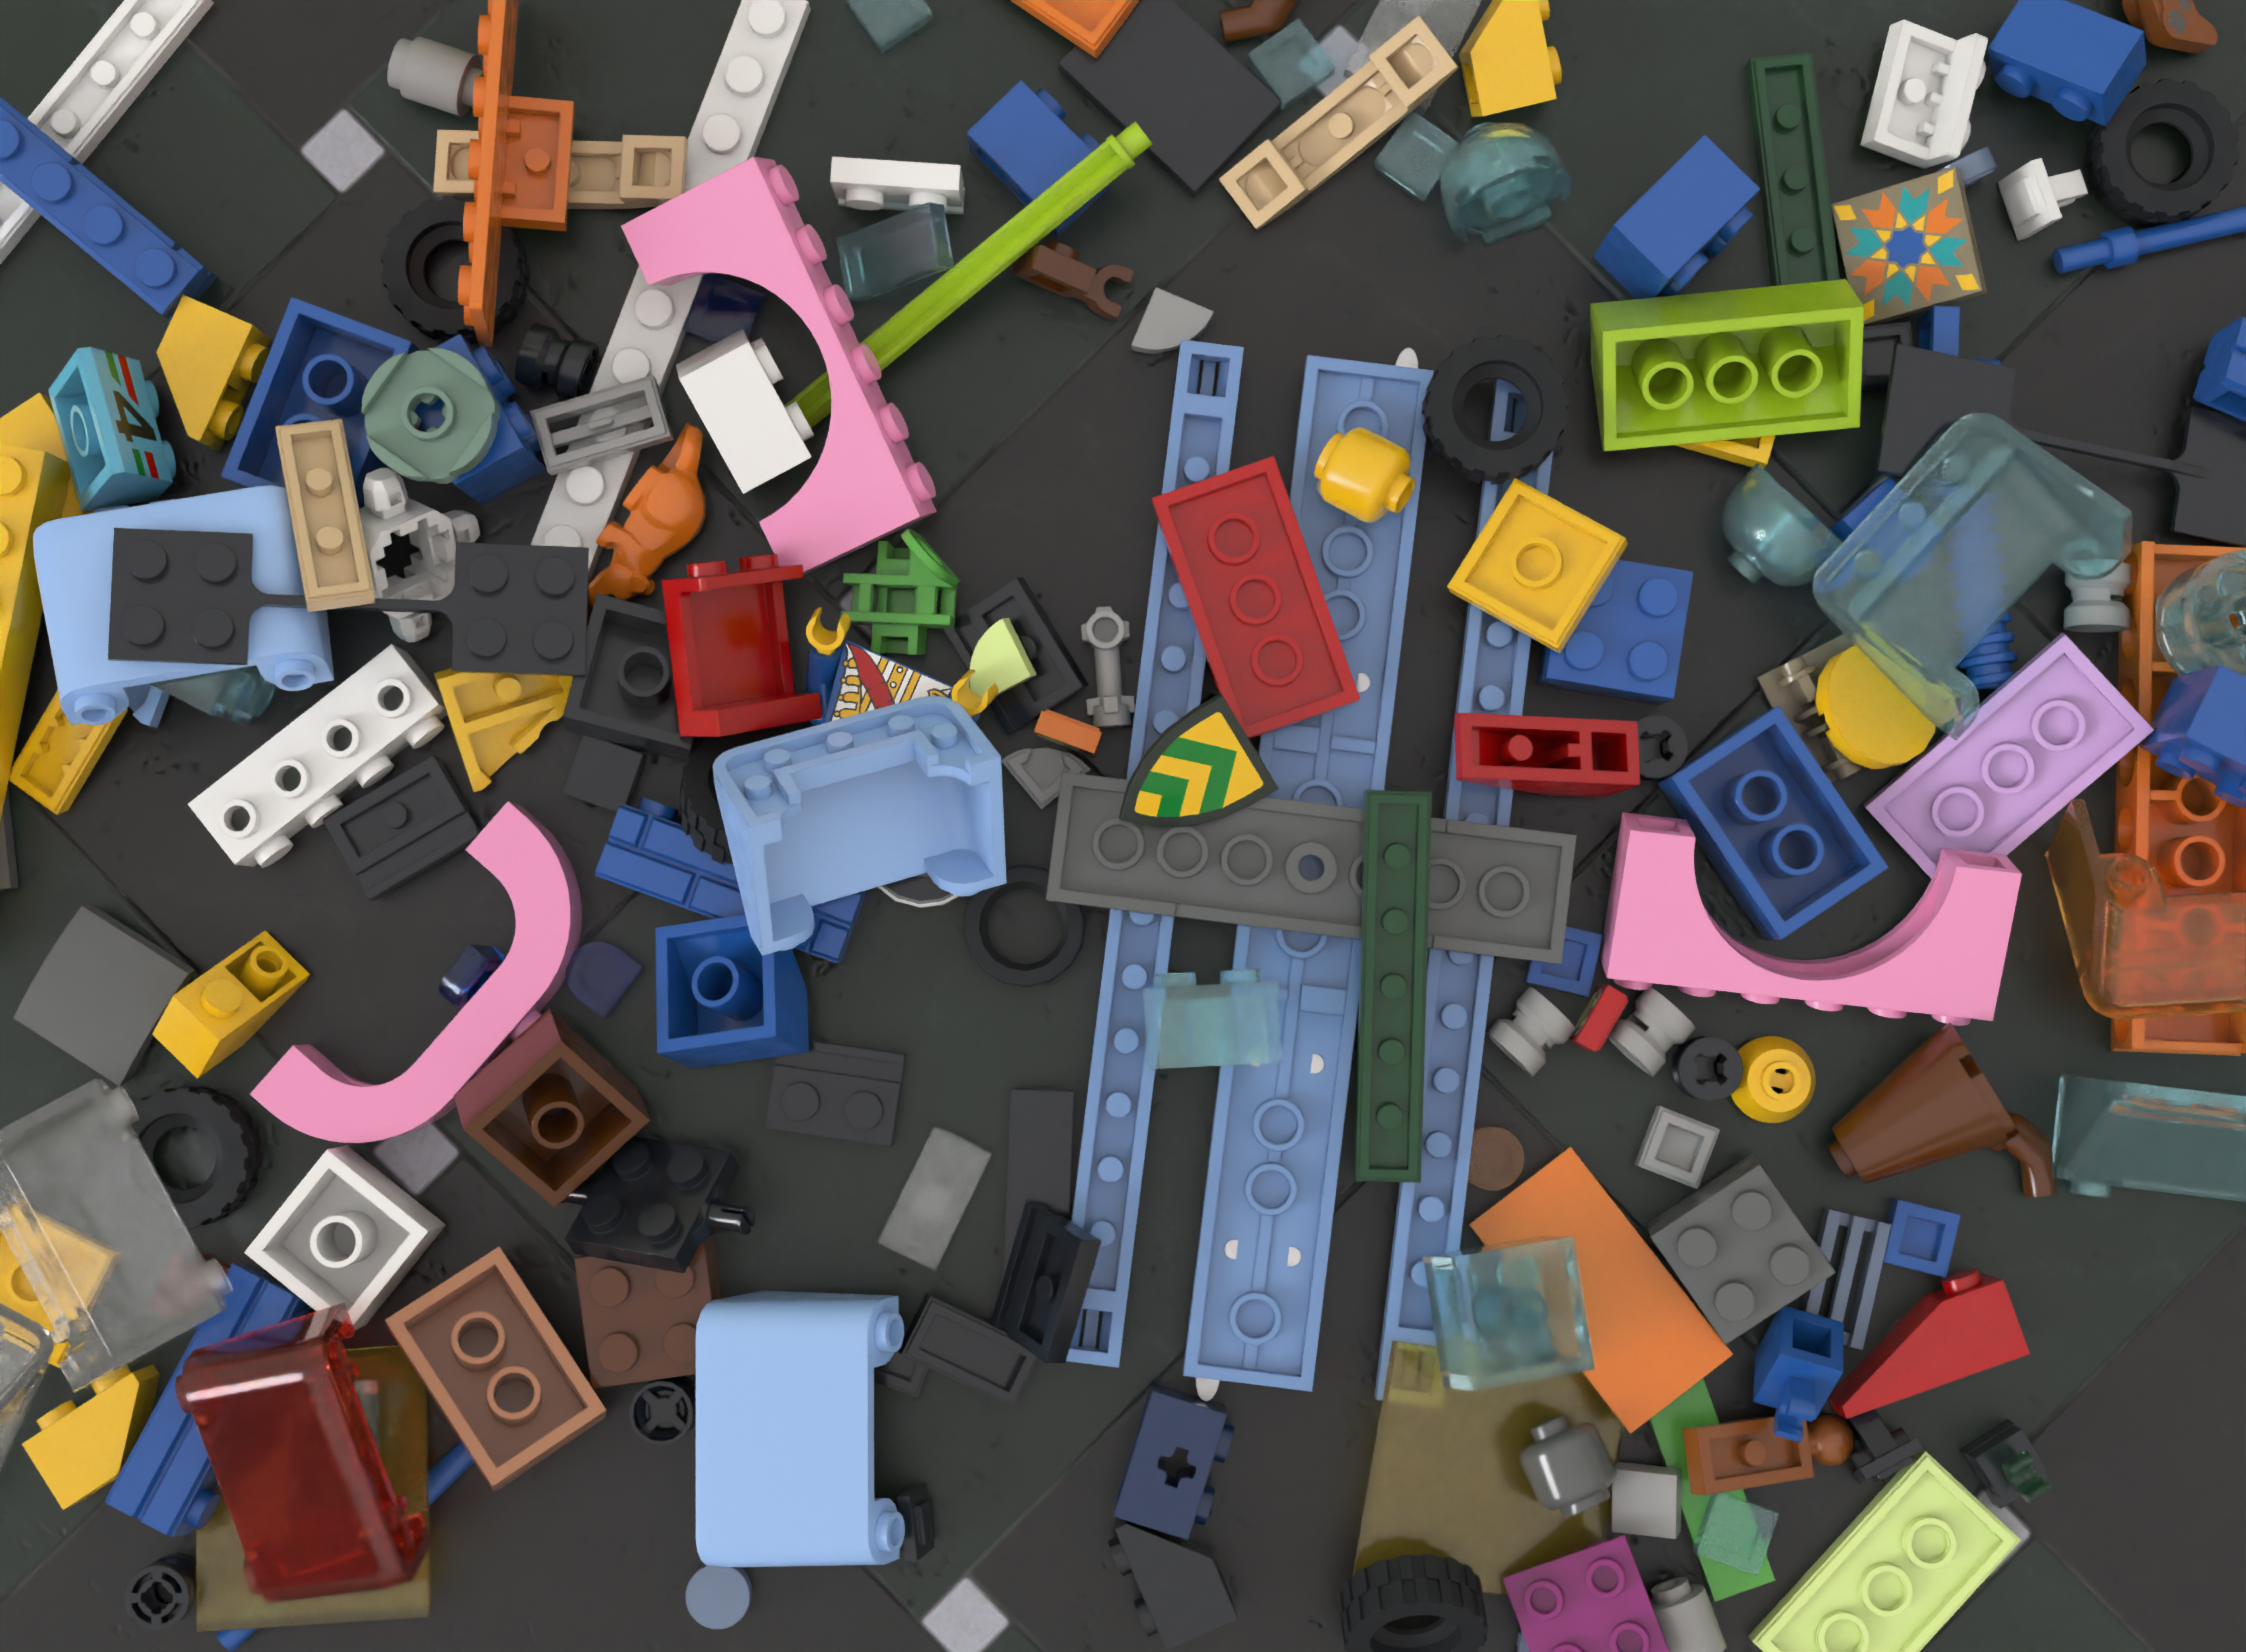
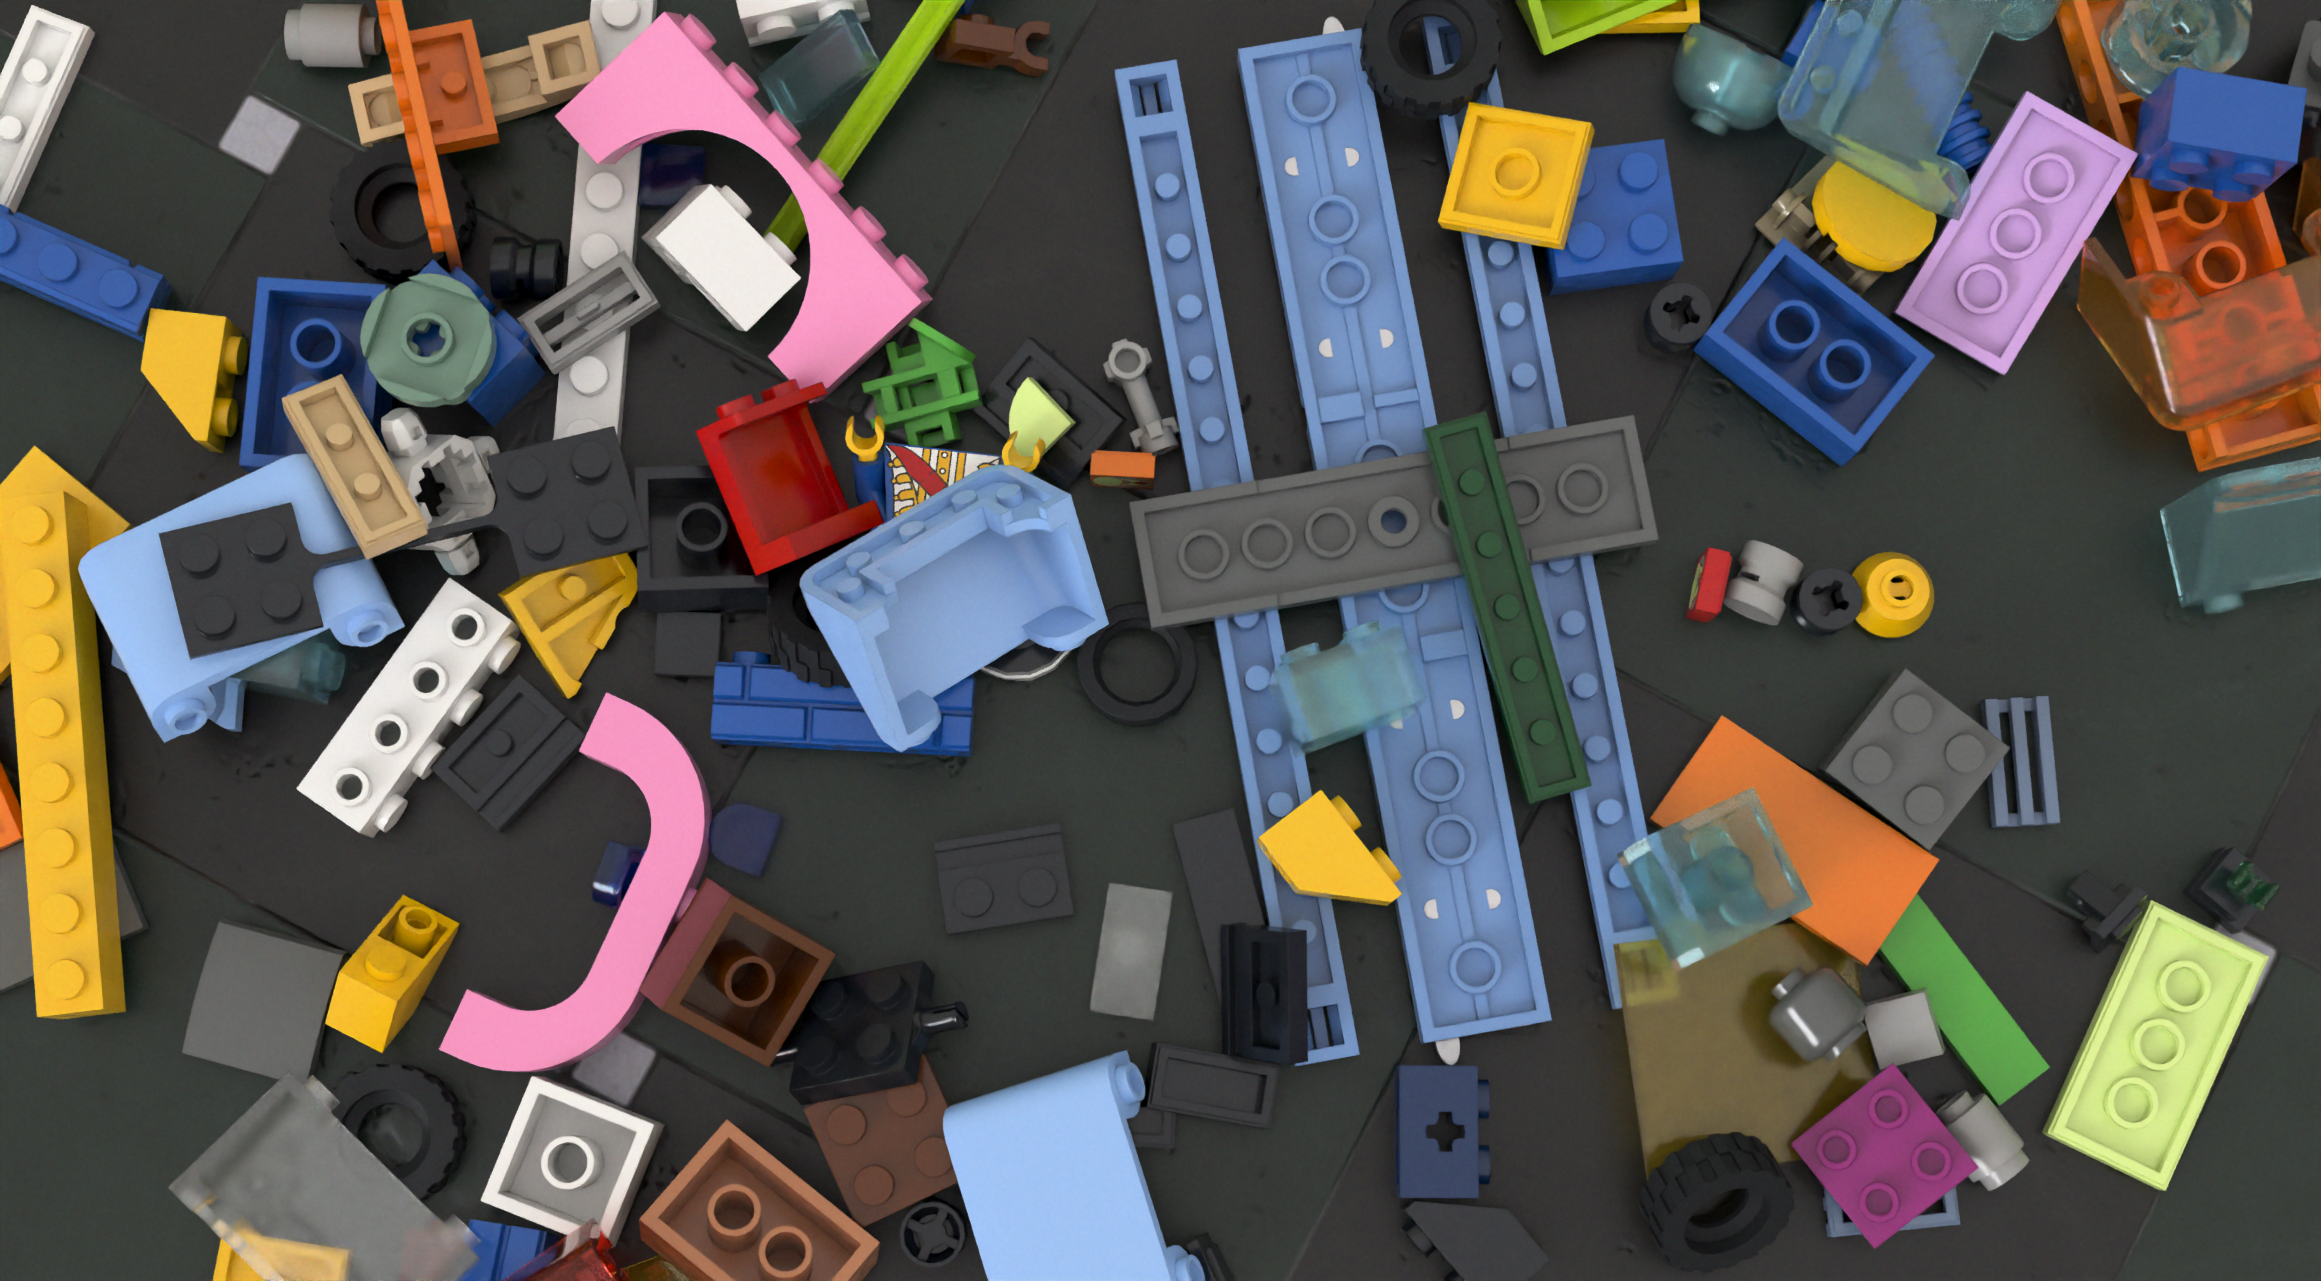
camera: 20 degrees left, 5 degrees down
(60, 757) = (156, 781): yellow plate -> none
(111, 430) = (115, 455): medium azure slope -> none
(664, 518) = (673, 384): orange animal -> none
(724, 998) = (873, 813): blue slope -> none
(1040, 771) = (1108, 516): light grey tile -> none
(1141, 1174) = (1325, 857): none -> yellow slope
(1169, 321) = (1095, 61): light grey tile -> none
(1197, 771) = (1258, 459): shield -> none
(1255, 598) = (1262, 287): red plate -> none
(1364, 474) = (1328, 139): yellow head -> none
(1495, 1158) = (1654, 749): clear orange tile -> none
(1535, 1027) = (1652, 611): light grey wheel -> none
(1547, 754) = (1583, 347): red slope -> none
(1577, 965) = (1670, 553): blue tile -> none
(1677, 1147) = (1822, 686): light grey tile -> none
(1735, 1532) = (1997, 1030): clear light blue tile -> none
(1750, 1455) = (1998, 944): dark orange plate -> none
(1797, 1368) = (2004, 853): blue brick -> none
(1920, 1237) = (2079, 700): blue tile -> none
(1922, 1114) = (2043, 578): reddish brown cone -> none
(1934, 962) = (2008, 434): bright pink arch -> none
(1938, 1341) = (2128, 790): red slope -> none
(2035, 1158) = (2152, 583): reddish brown arm -> none
(2098, 603) = (2048, 58): light grey wheel -> none

